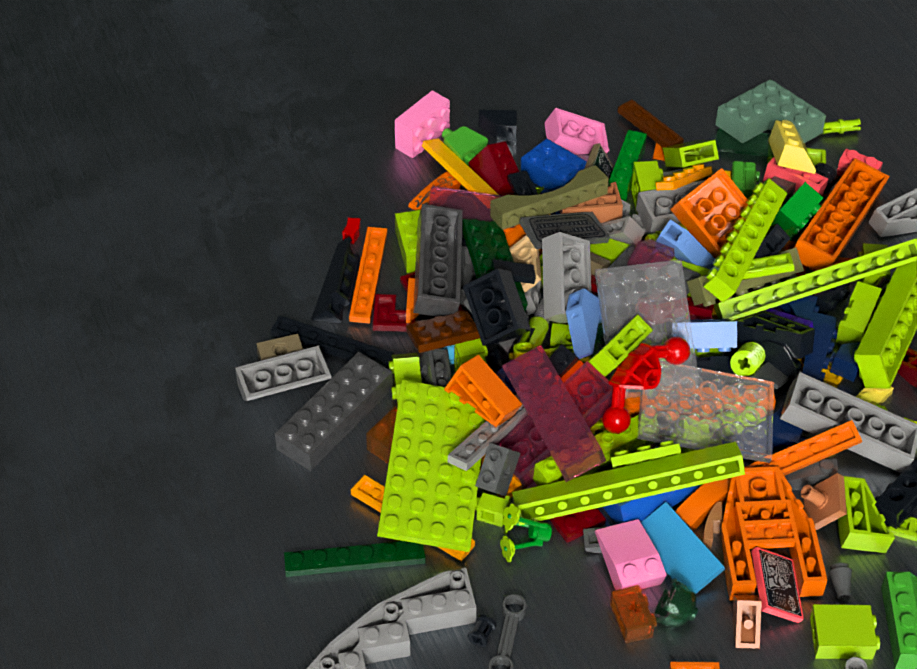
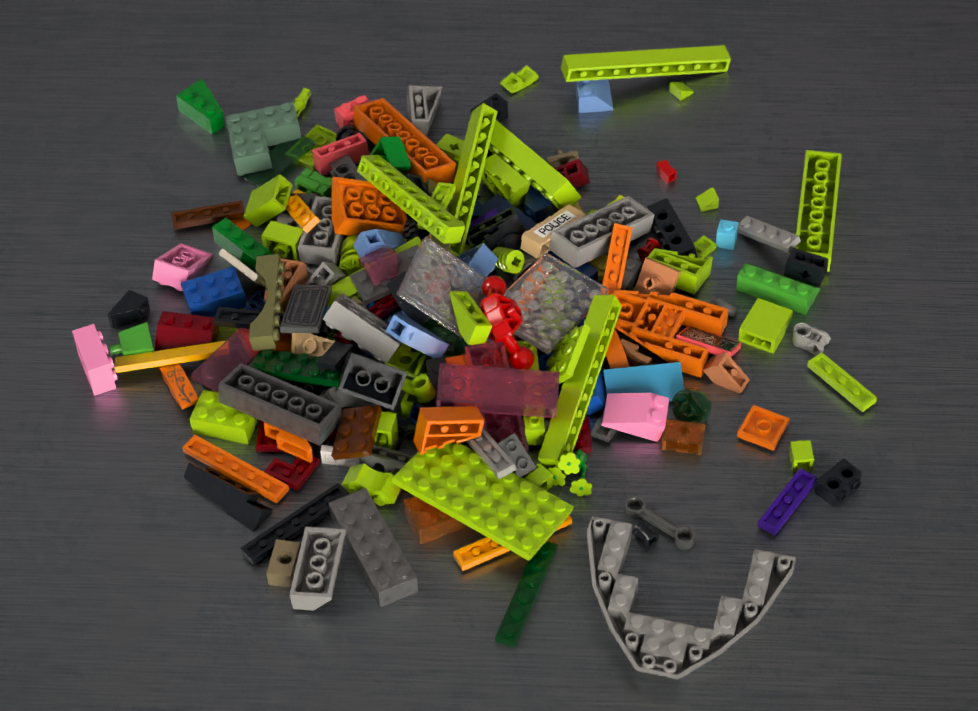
camera: 60 degrees left, 0 degrees up
(352, 229) = (174, 461): red piece -> none
(778, 59) = (201, 107): none -> green wedge
(787, 367) = (537, 239): none -> tan brick
(789, 147) = (313, 137): light yellow slope -> none
(874, 480) = (648, 248): none -> red bush

